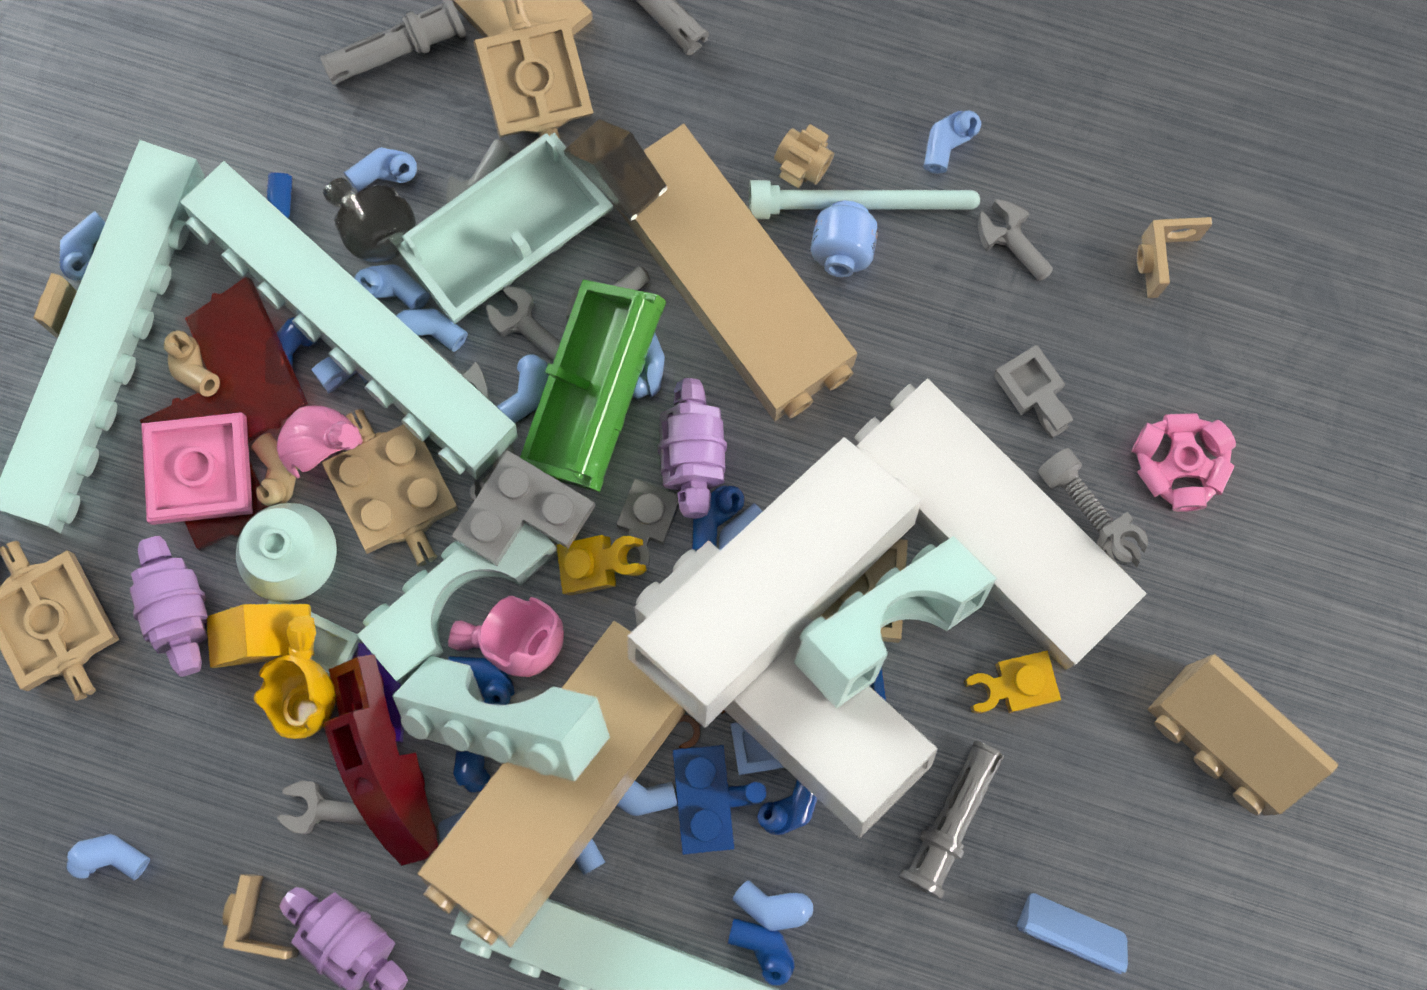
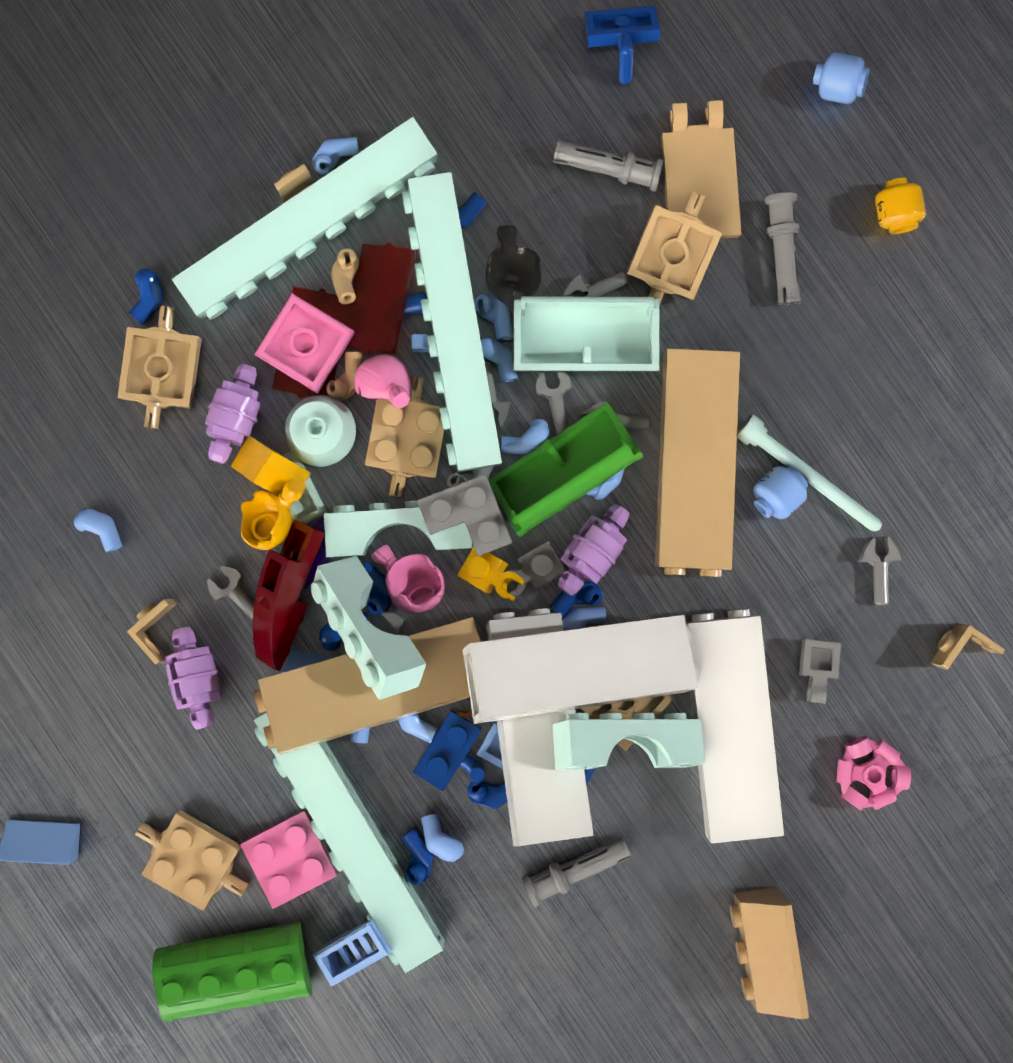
camera: 35 degrees right, 10 degrees up
(383, 165) = (546, 236): light blue arm -> none
(617, 167) = (678, 350): clear smoke slope -> none
(804, 156) = (796, 424): tan gear -> none
(947, 135) = (892, 474): light blue arm -> none
(1020, 681) = (673, 825): yellow plate -> none
(1063, 472) = (793, 787): light grey bar -> none
(1074, 933) = (592, 981): light blue slope -> none

